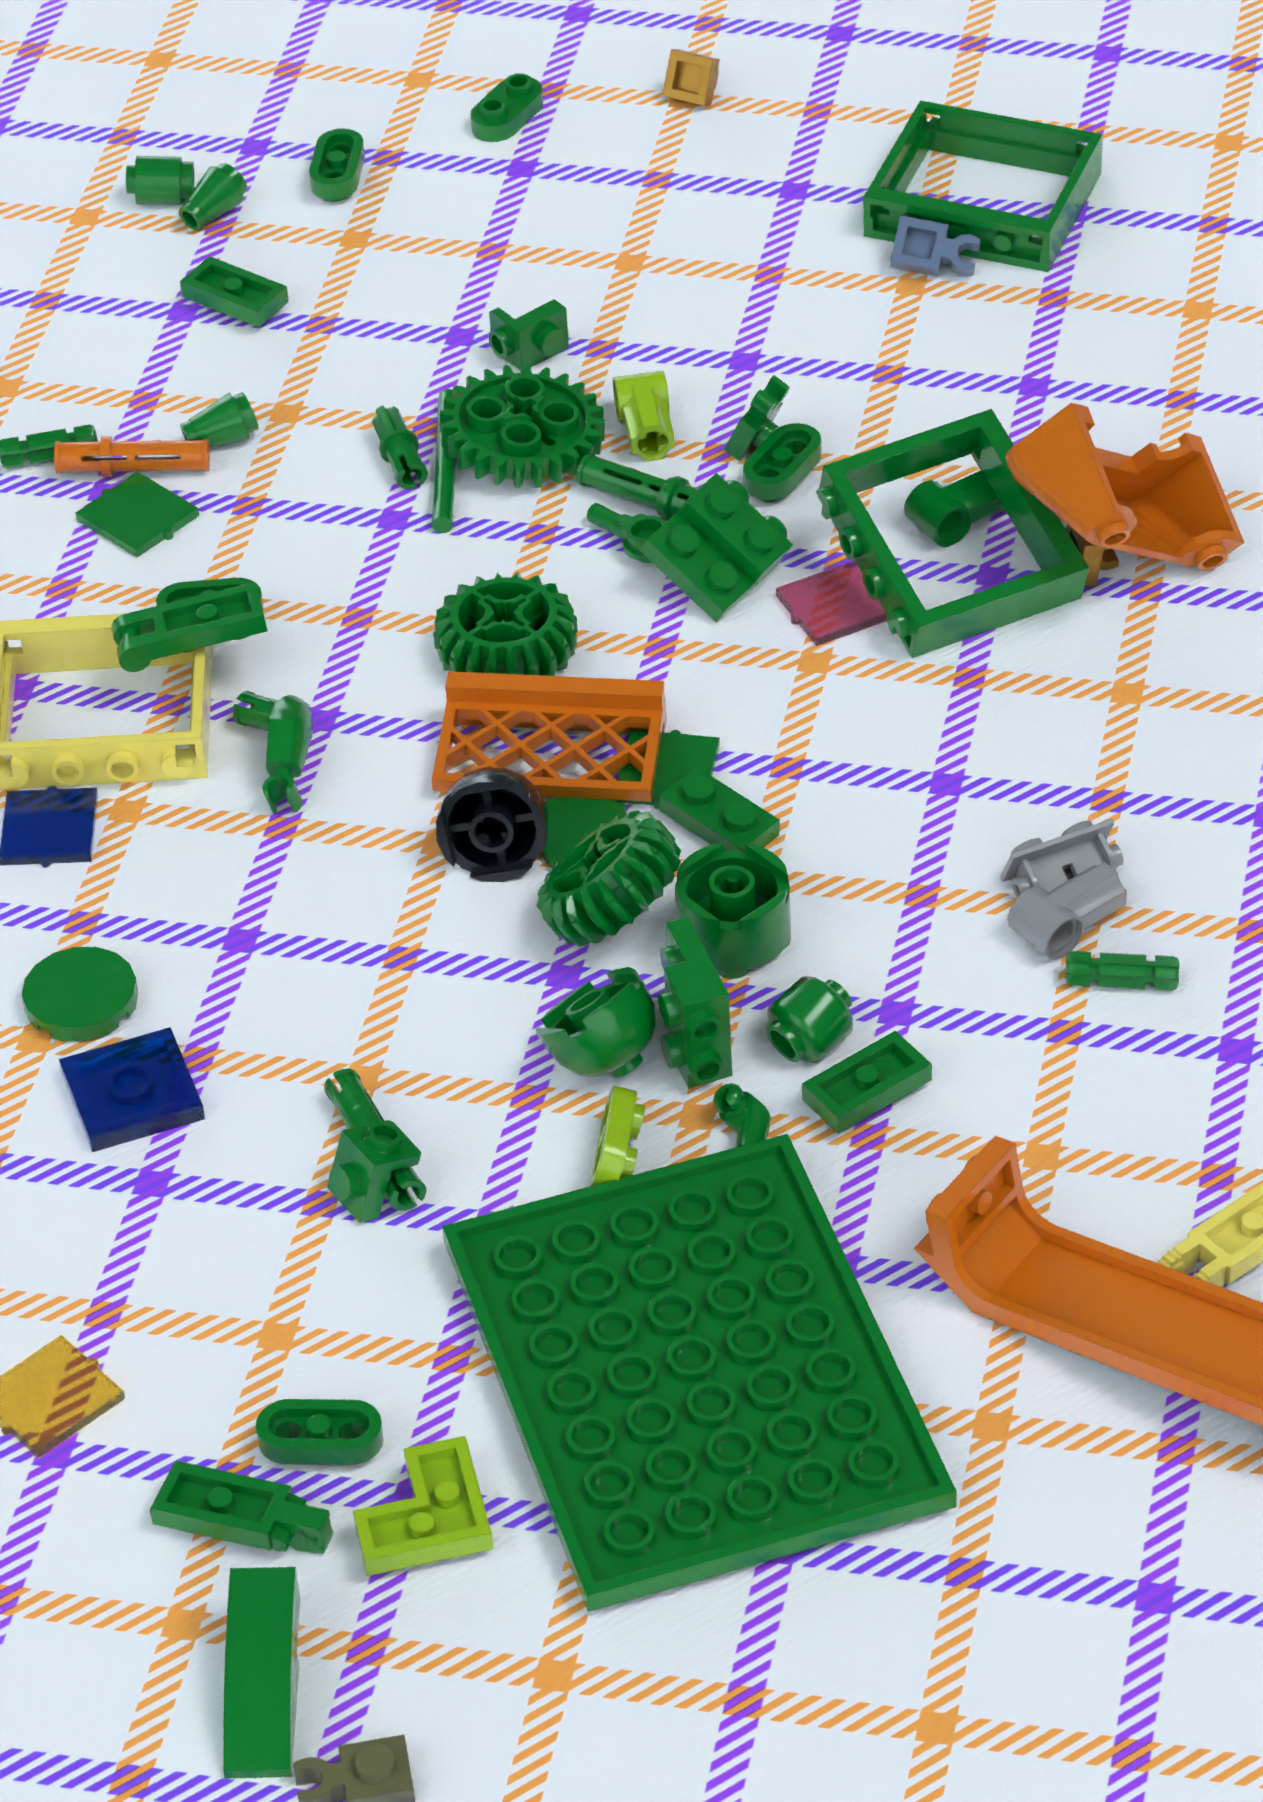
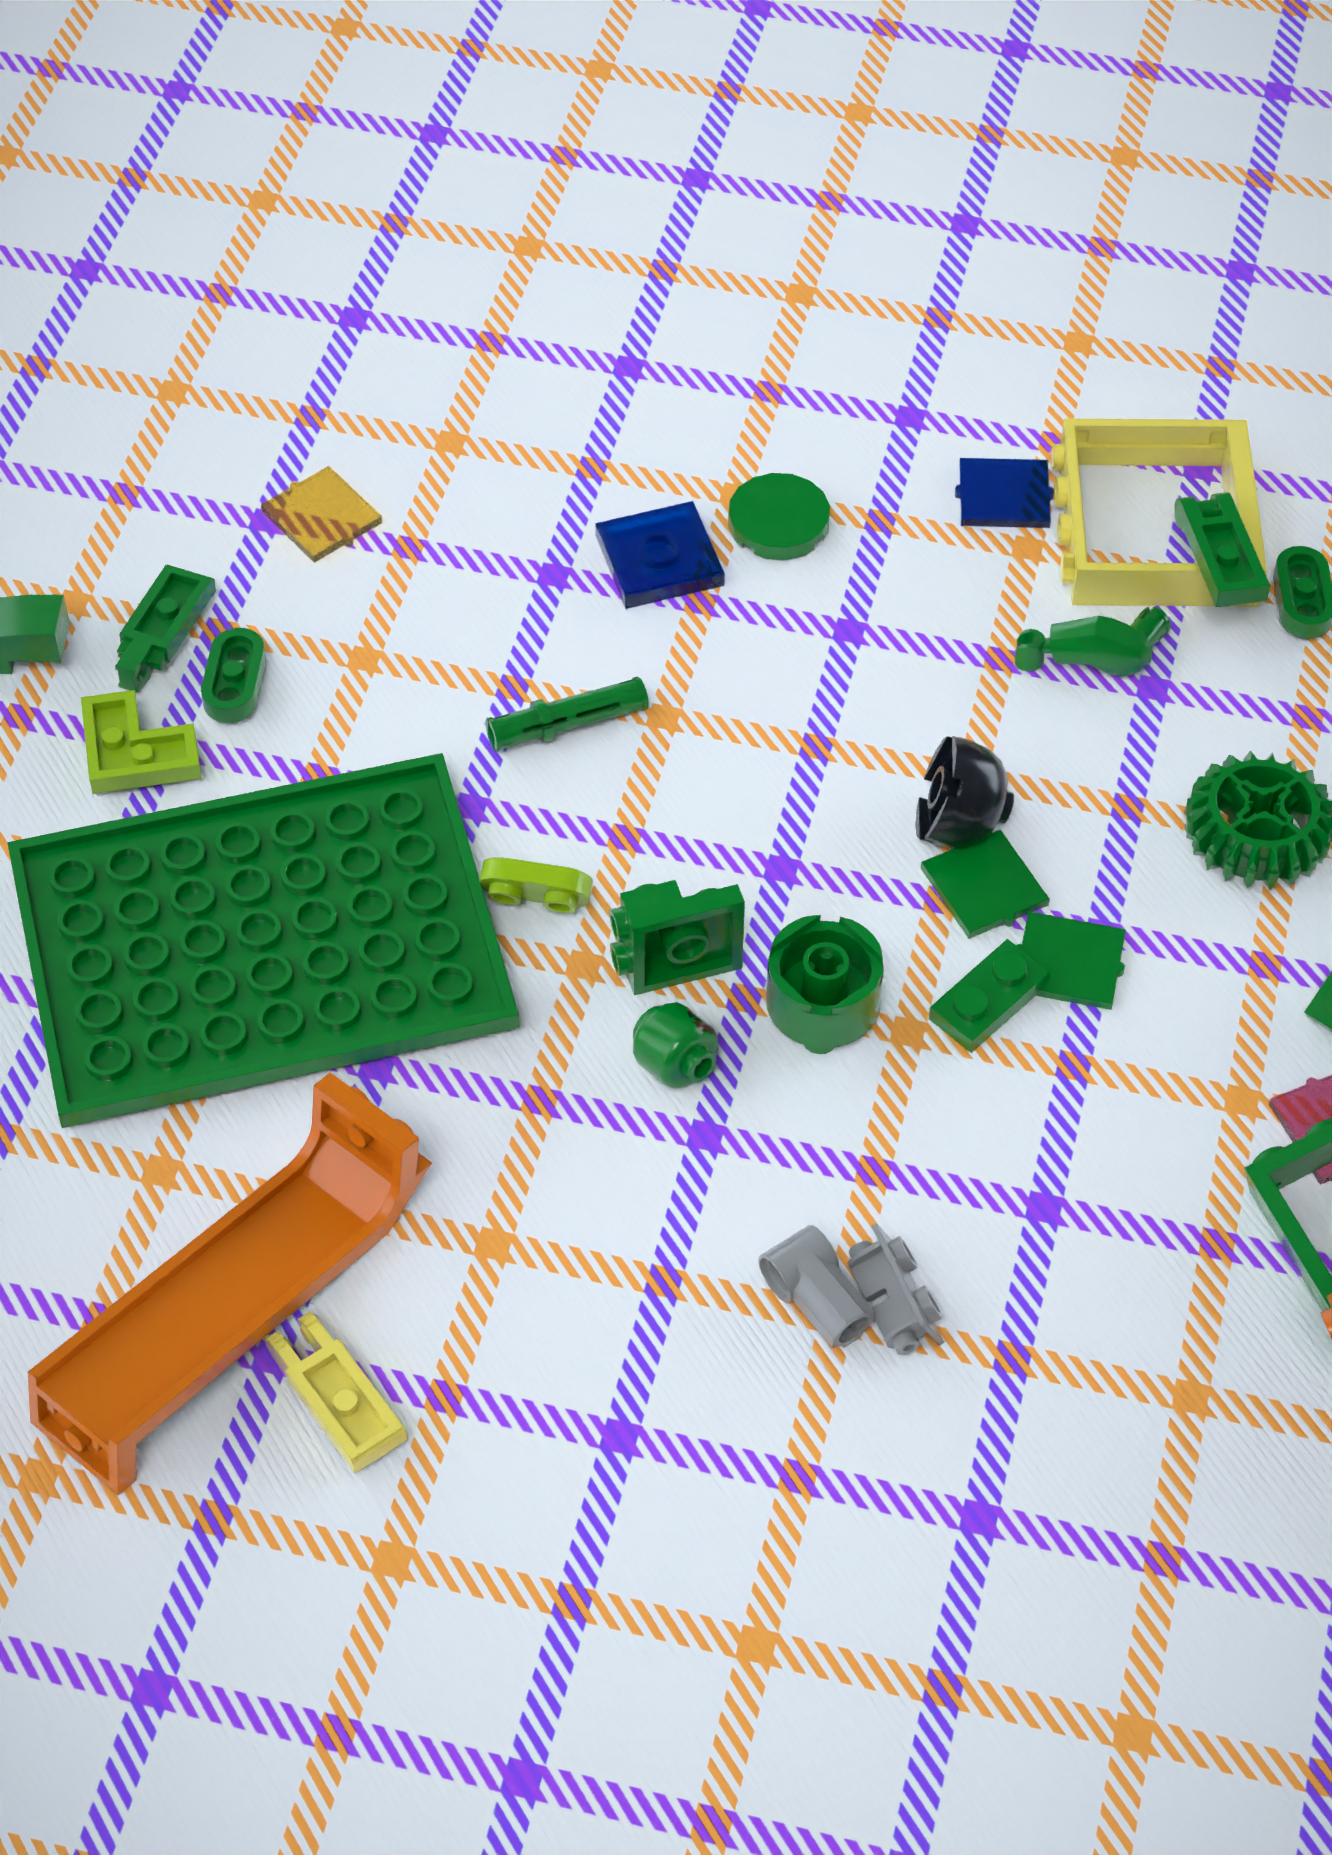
camera: 90 degrees right, 10 degrees up
(365, 1164) = (520, 698): green bracket -> none
(553, 707) = (1139, 869): orange fence -> none
(601, 1027) = (655, 855): green cylinder -> none
(609, 878) = (857, 873): green gear -> none
(742, 1114) = (560, 997): green arm -> none
(866, 1082) = (591, 1091): green plate -> none
(1122, 970) = (732, 1334): green axle -> none

